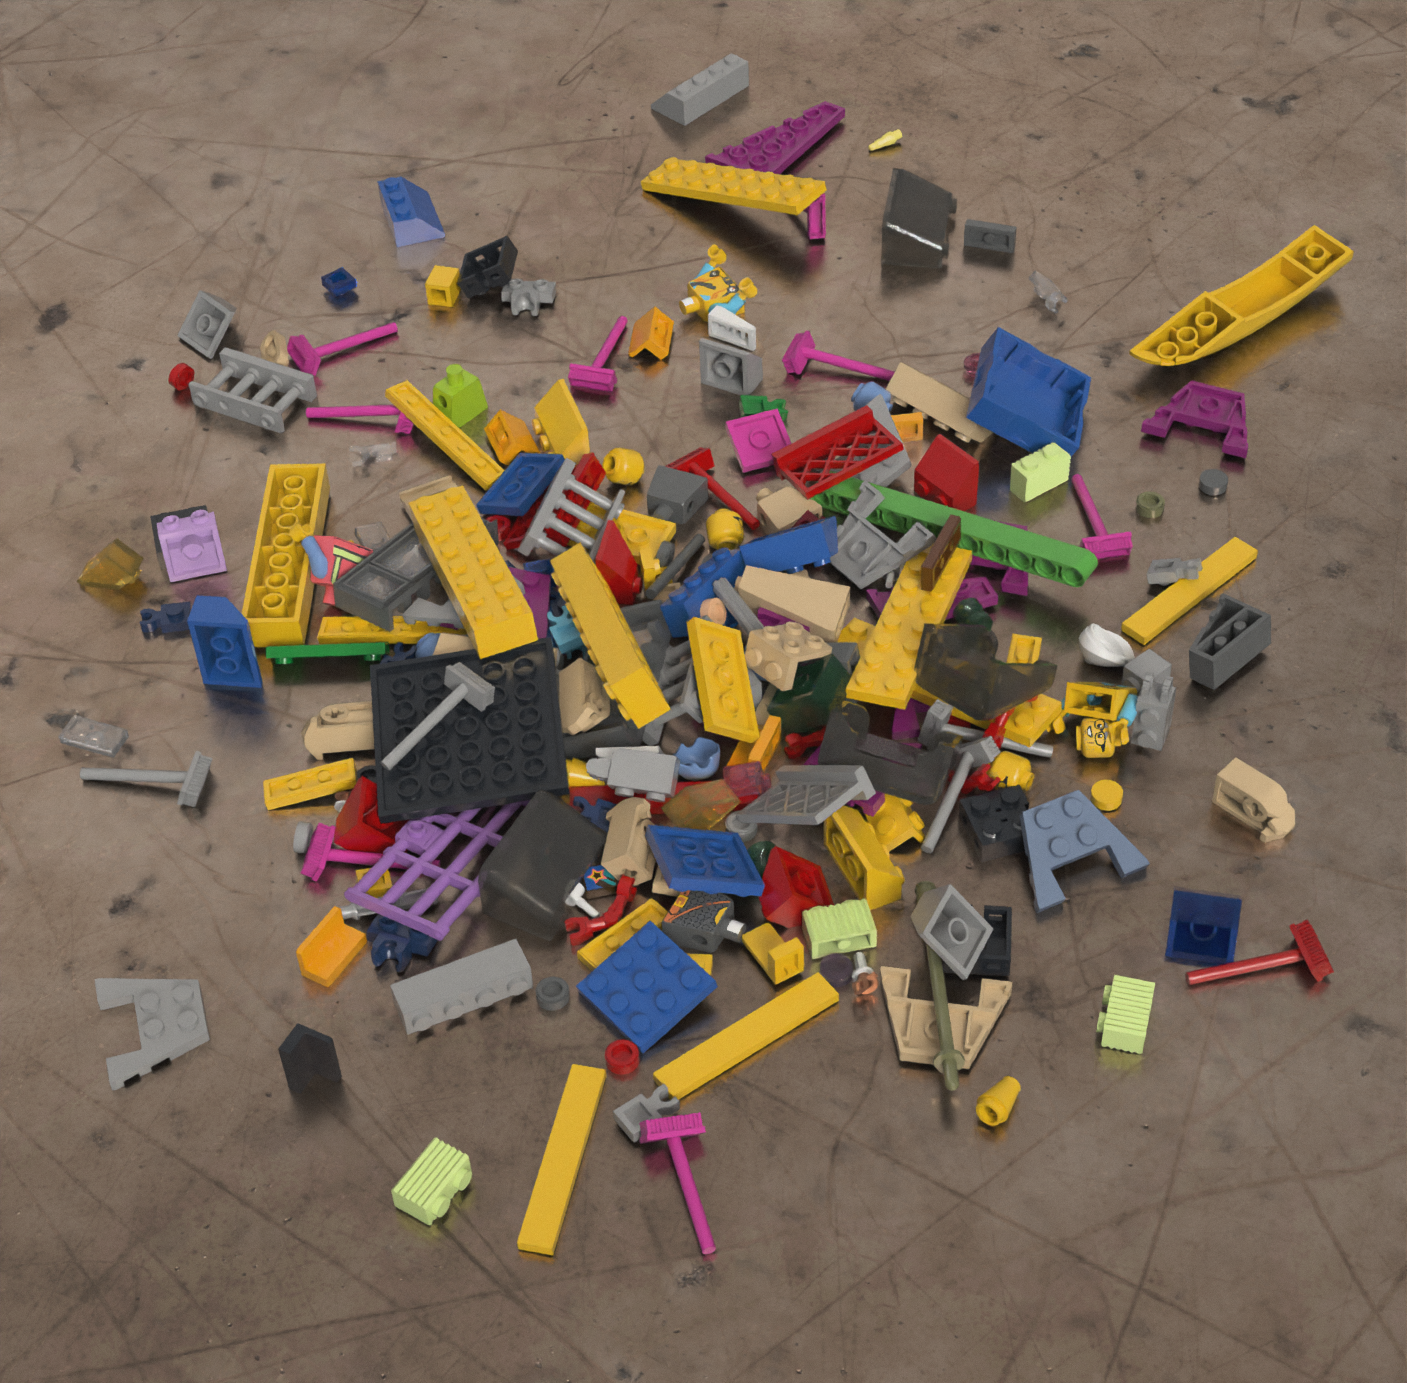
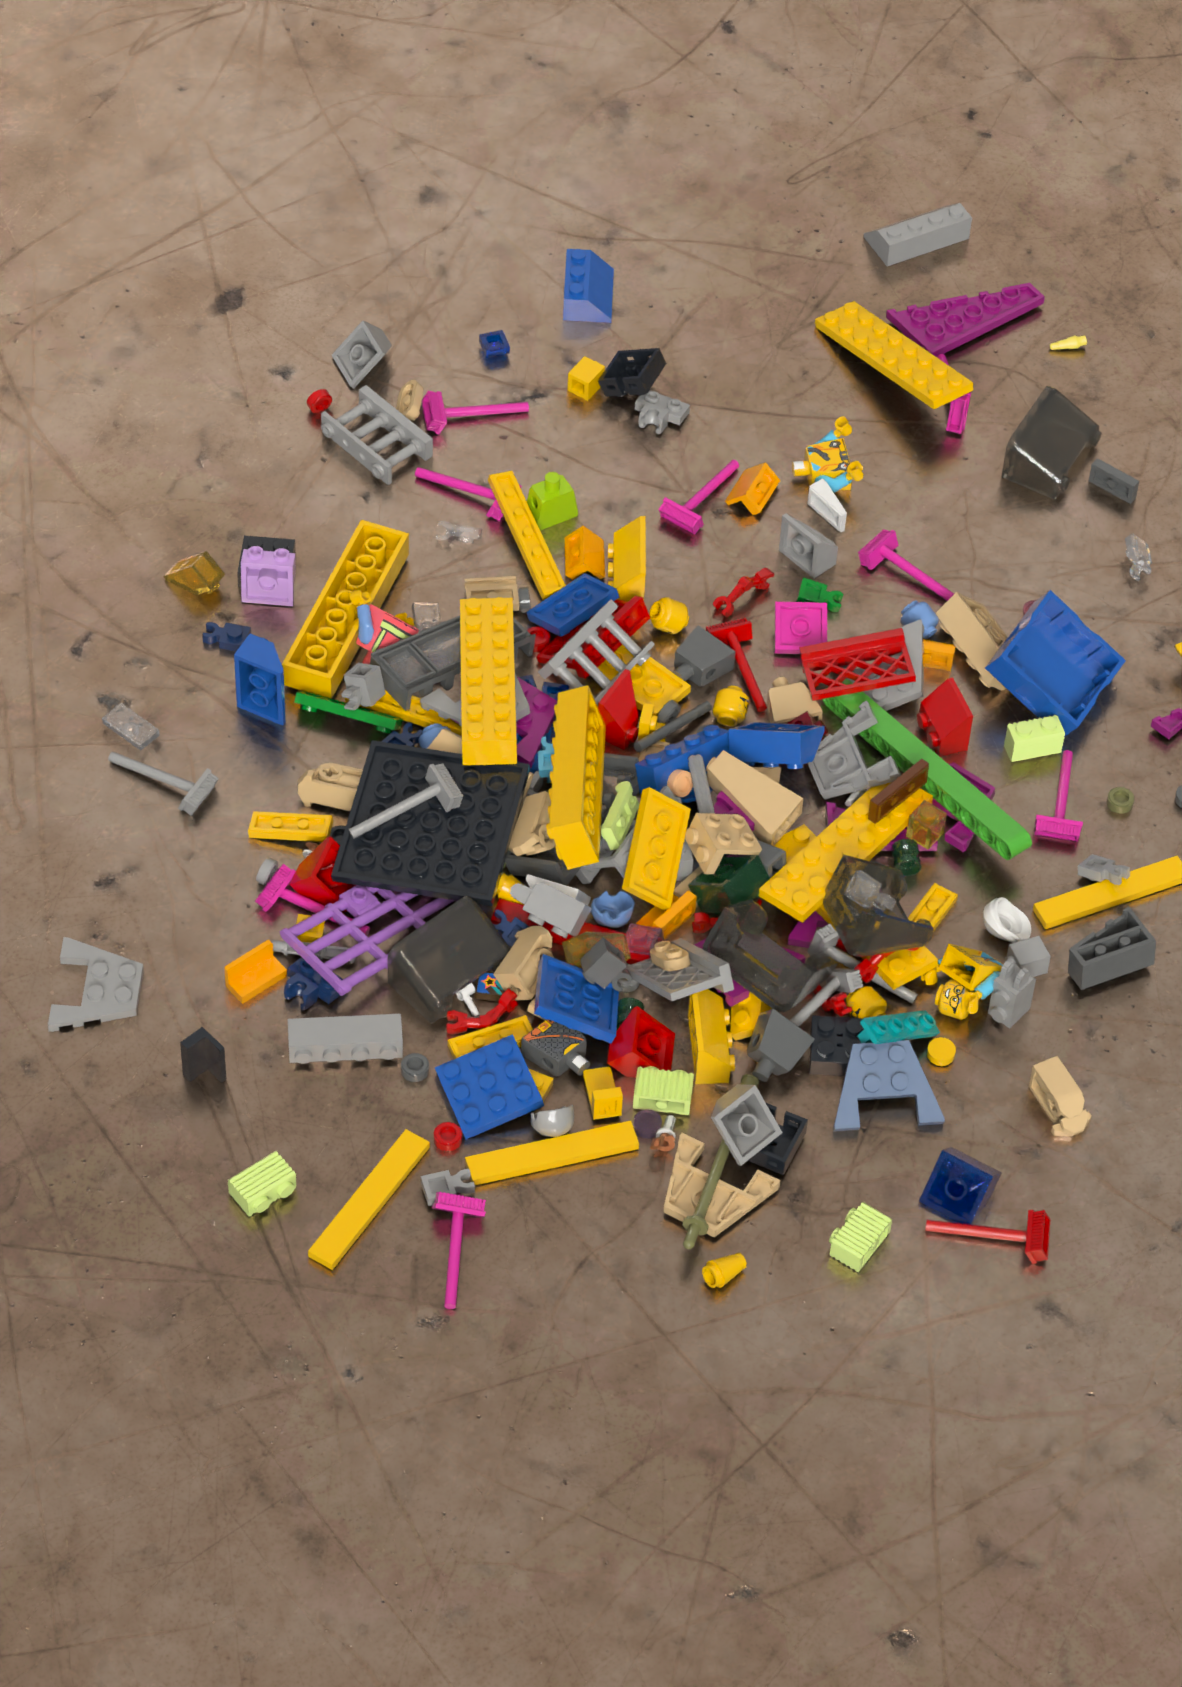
camera: 15 degrees right, 5 degrees up
(336, 618) = (363, 686): none -> light grey brick
(470, 491) = (524, 599): none -> dark grey tile
(667, 661) = (620, 816): none -> yellowish green plate
(685, 418) = (744, 584): none -> red piece
(720, 815) = (605, 965): none -> dark grey brick
(735, 1001) = (553, 1122): none -> light grey hair
(784, 785) = (669, 956): none -> tan plate
(938, 840) = (776, 1044): none -> dark grey torso
(962, 653) = (865, 892): none -> clear plate
(981, 577) = (926, 824): none -> clear yellow brick
(1056, 782) = (898, 1027): none -> teal bracket

